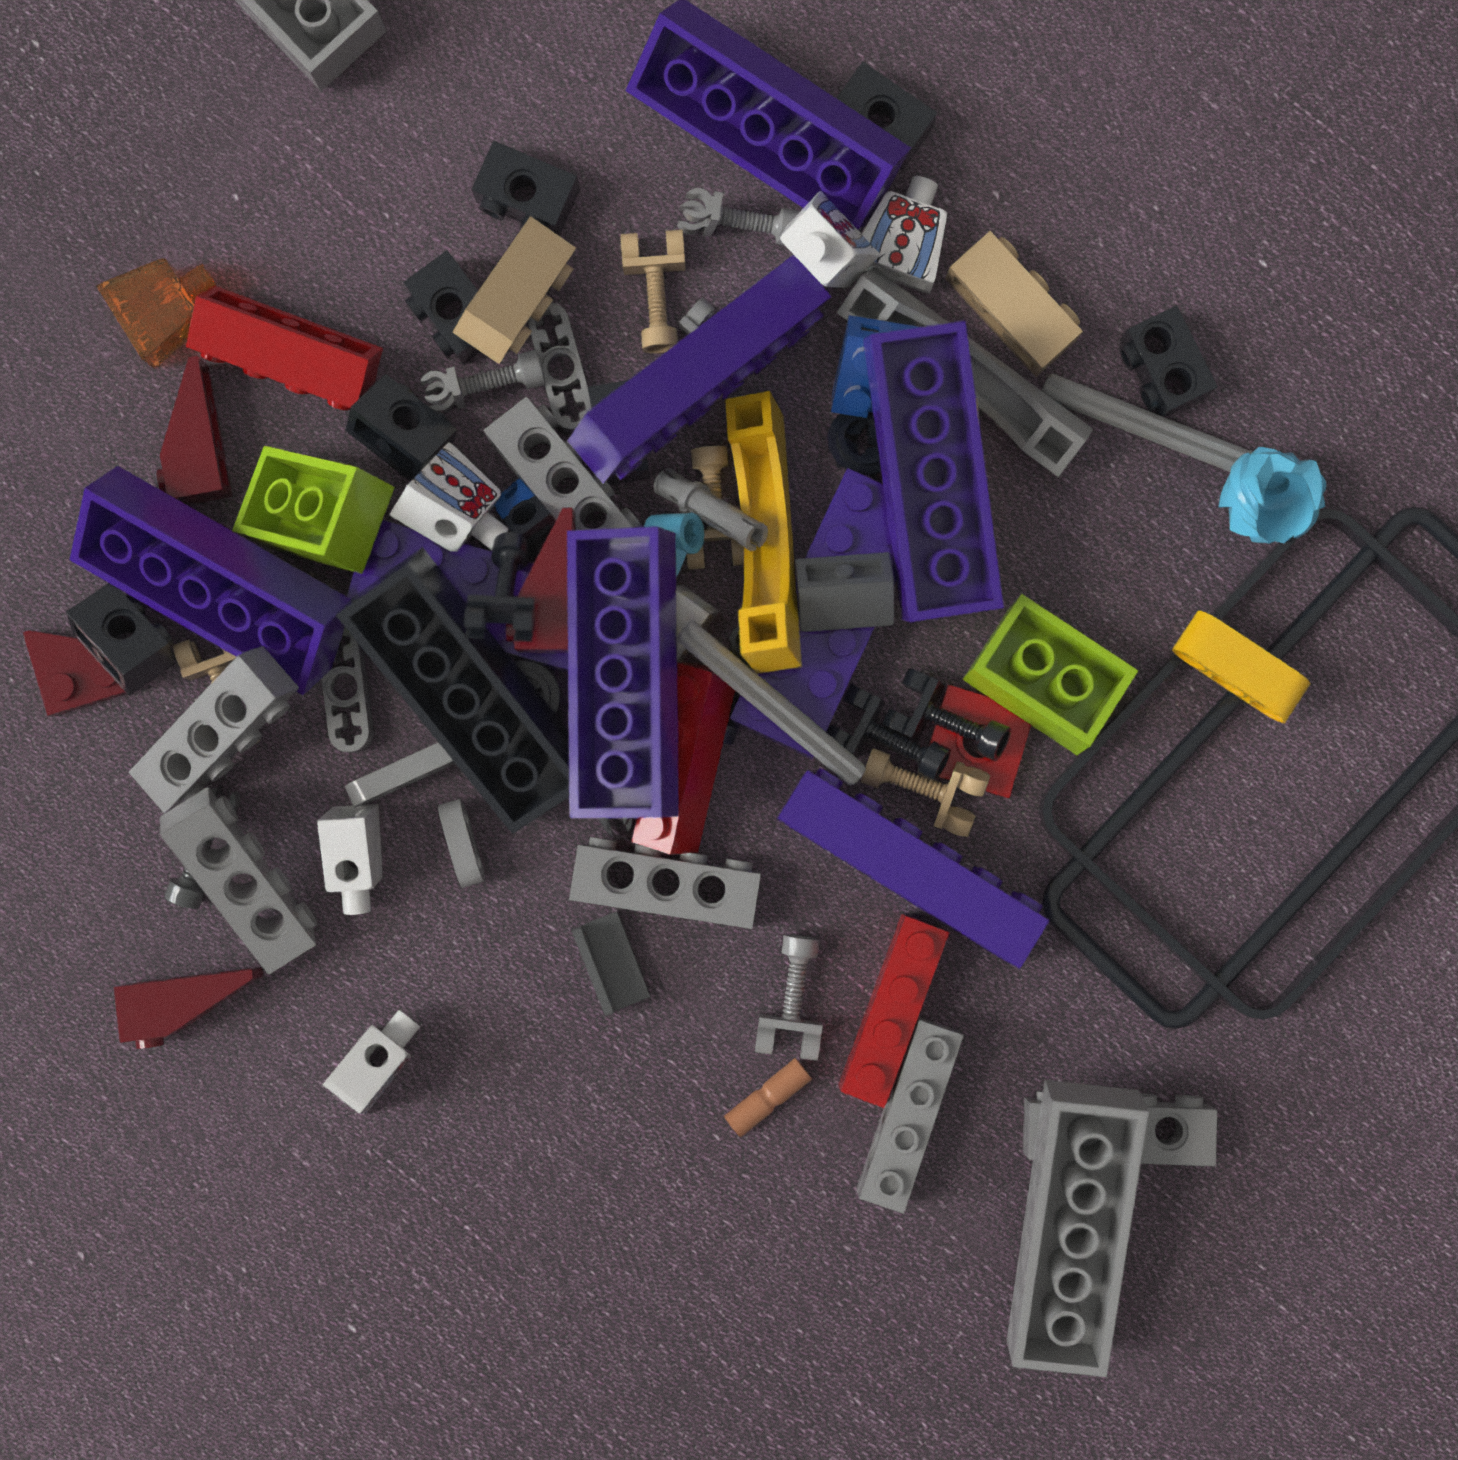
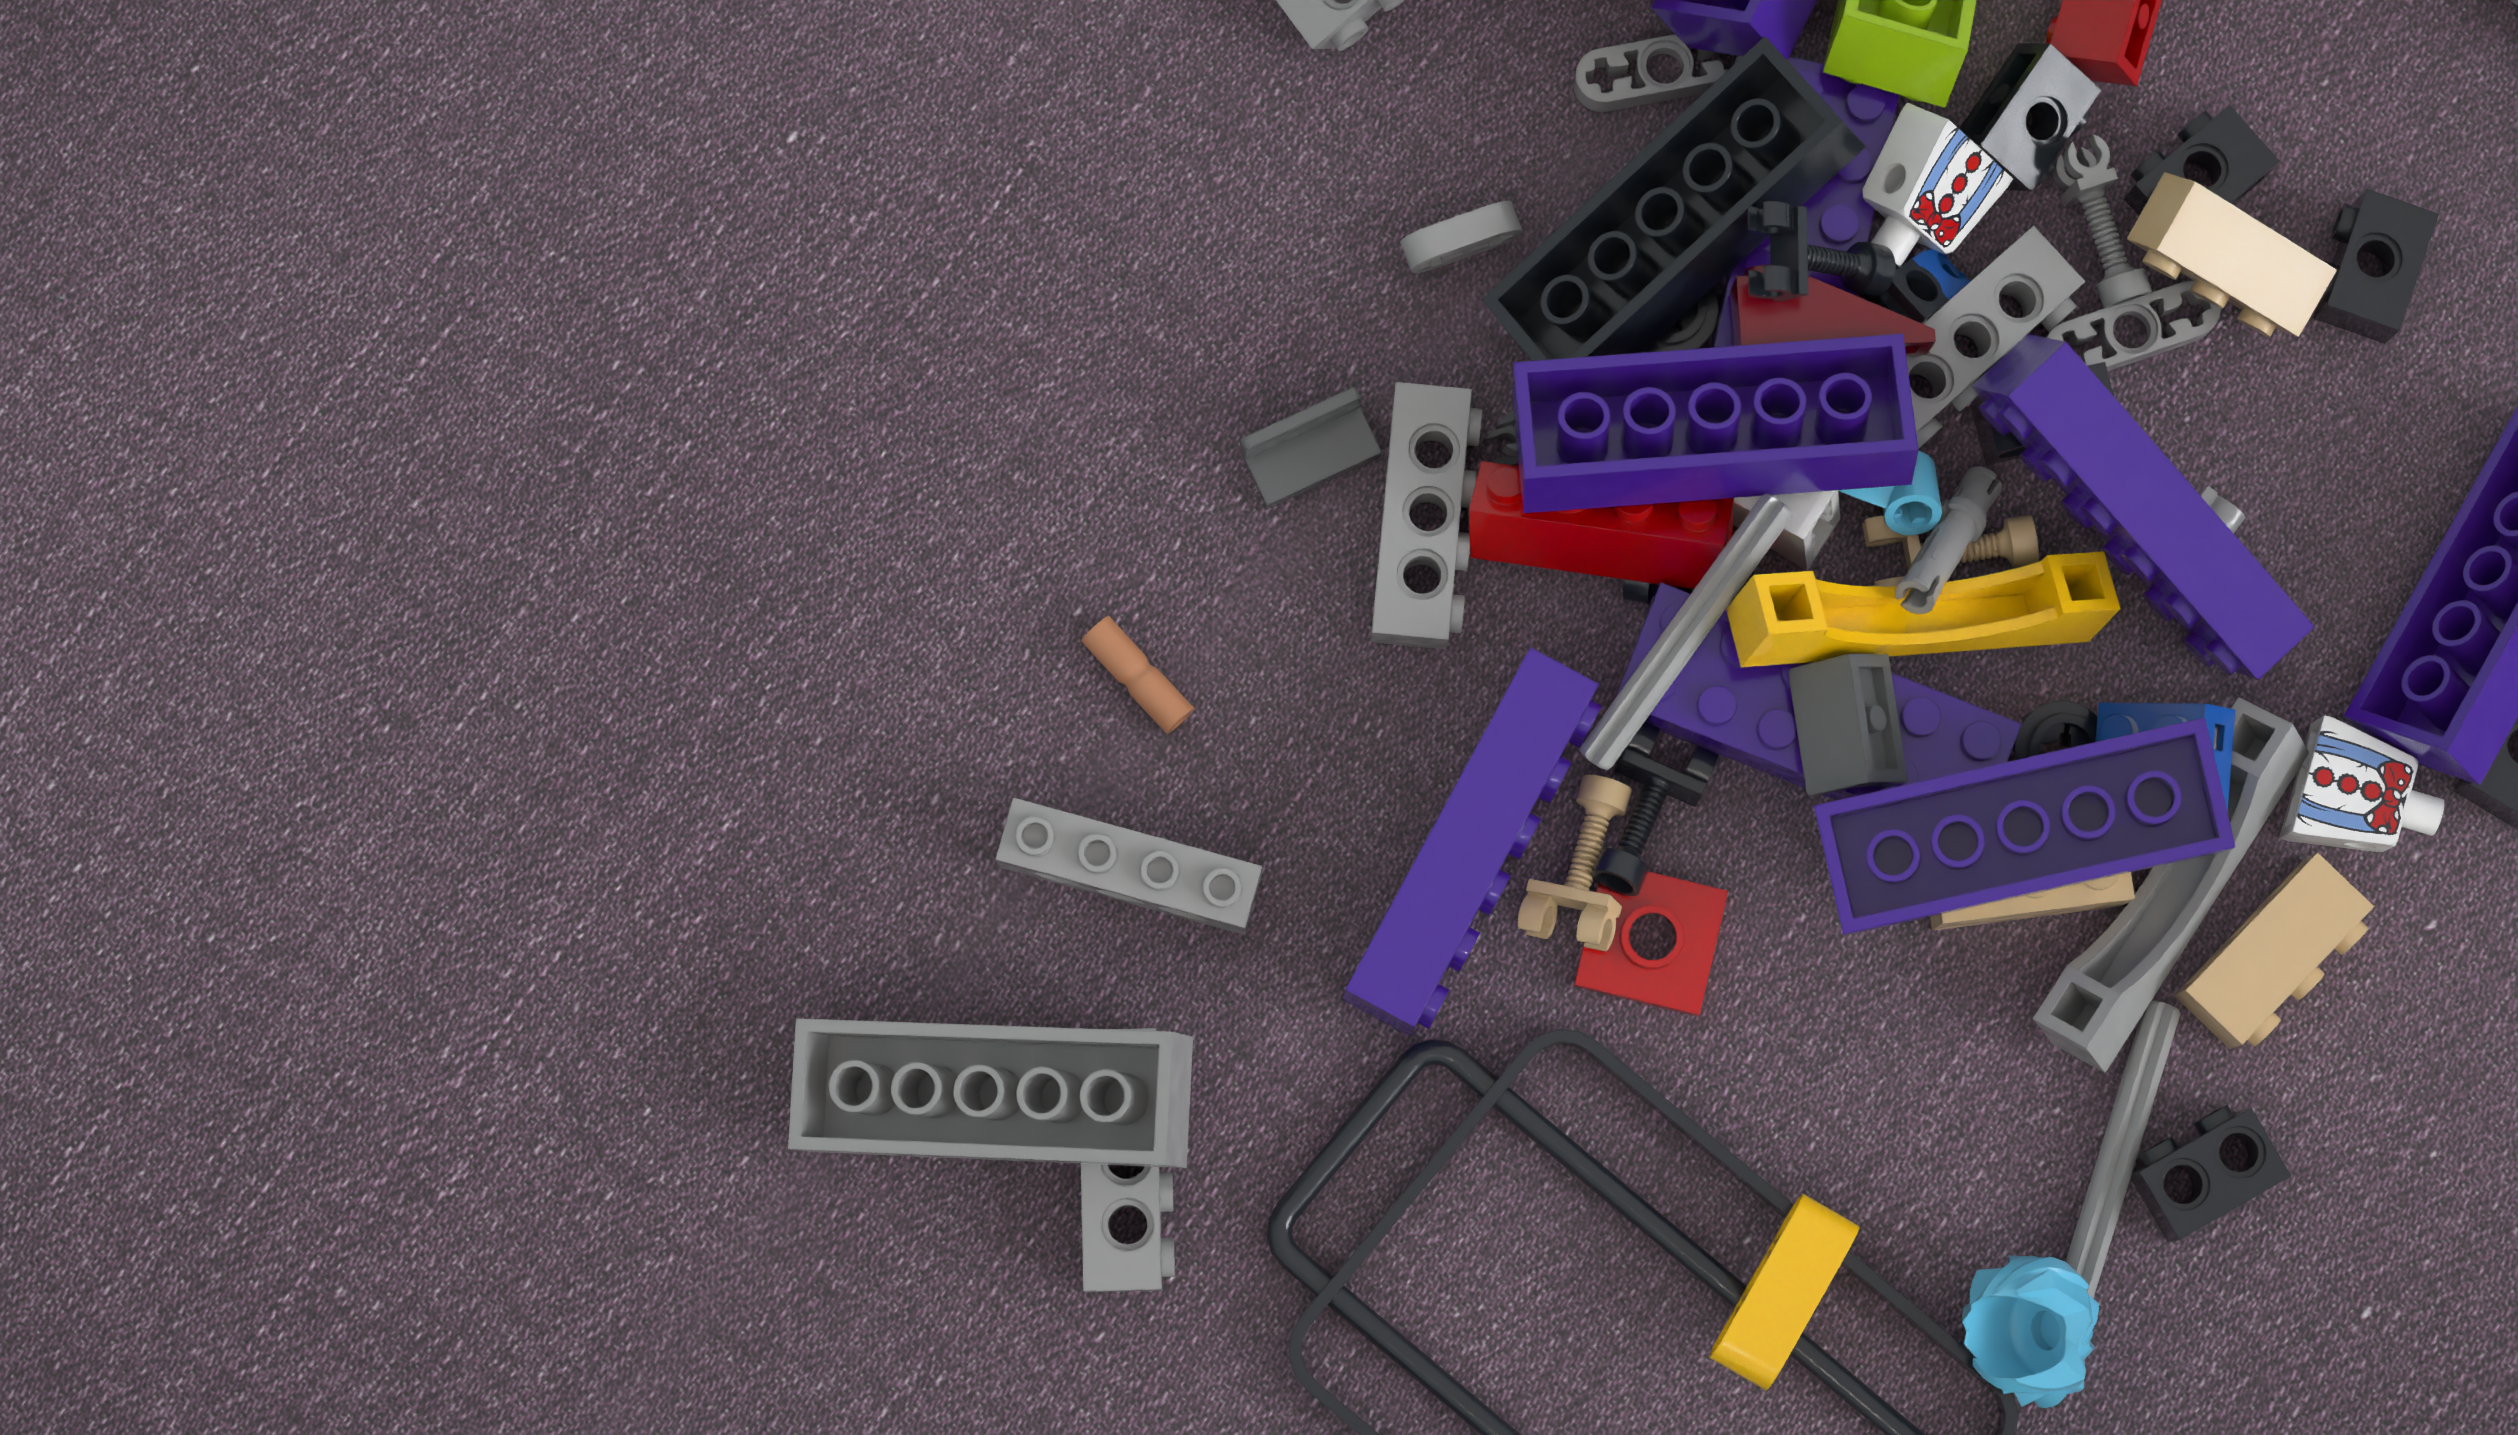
camera: 80 degrees right, 5 degrees down
(352, 836) = (1461, 94): white torso -> none
(355, 1077) = (1129, 132): white torso -> none
(398, 775) = (1548, 144): light grey beam -> none
(659, 335) = (2282, 449): tan bar -> none
(713, 214) = (2363, 520): light grey bar -> none
(799, 951) = (1341, 705): light grey bar -> none
(828, 244) = (2335, 670): white torso -> none
(893, 1011) = (1271, 834): red brick -> none
(990, 738) = (1656, 946): black bar -> none
(1050, 675) = (1753, 1024): lime brick -> none

